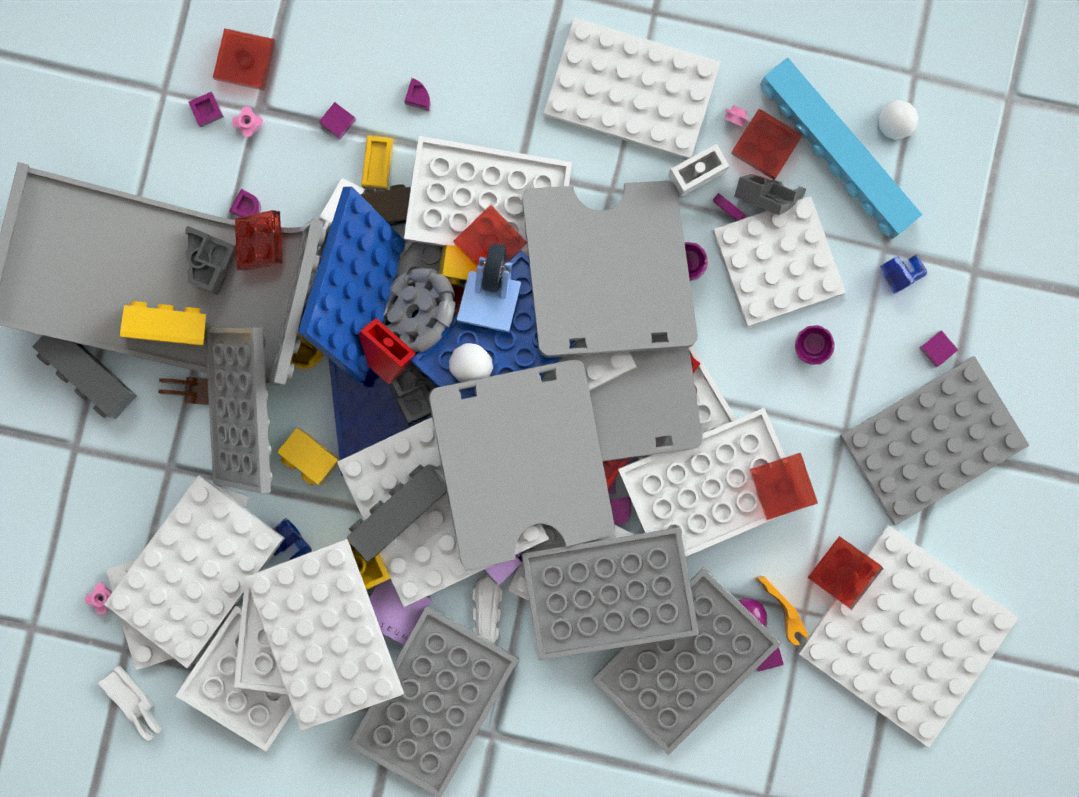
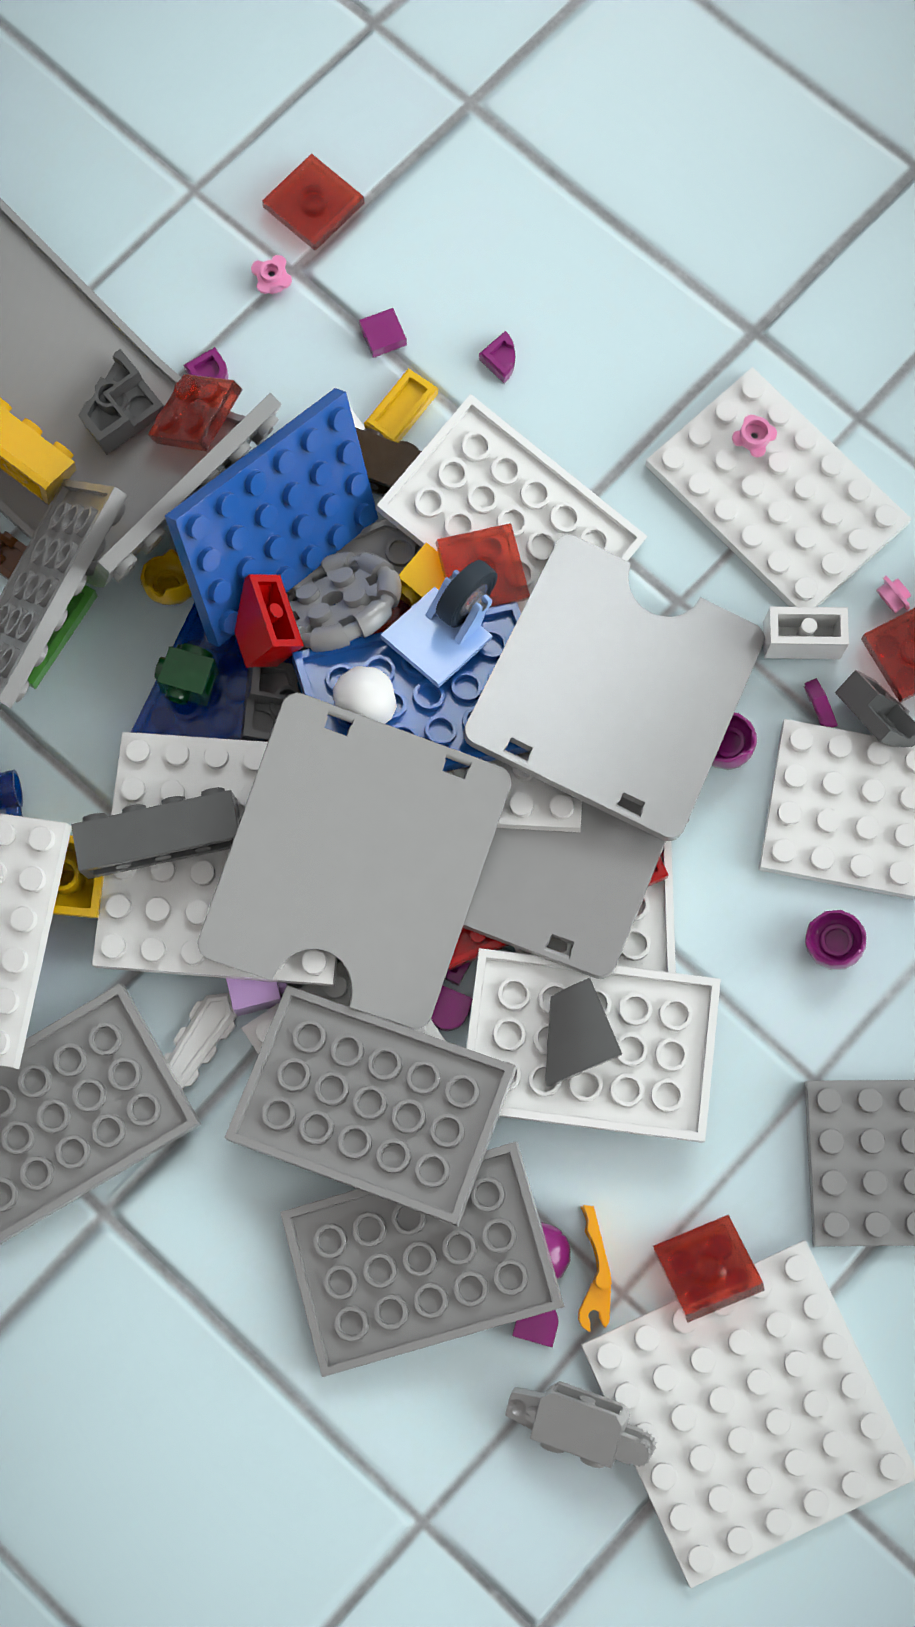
camera: 30 degrees right, 10 degrees down
(206, 109) = (231, 235): magenta tile -> none
(308, 456) = (92, 711): yellow brick -> none
(352, 405) = (186, 674): none -> dark green brick
(391, 615) = (69, 970): lavender slope -> none
(606, 58) = (759, 426): none -> bright pink plate
(703, 487) = (577, 1033): none -> dark grey slope
(783, 486) = (687, 1096): clear red plate -> none
(824, 698) = (581, 1425): none -> light grey hinge

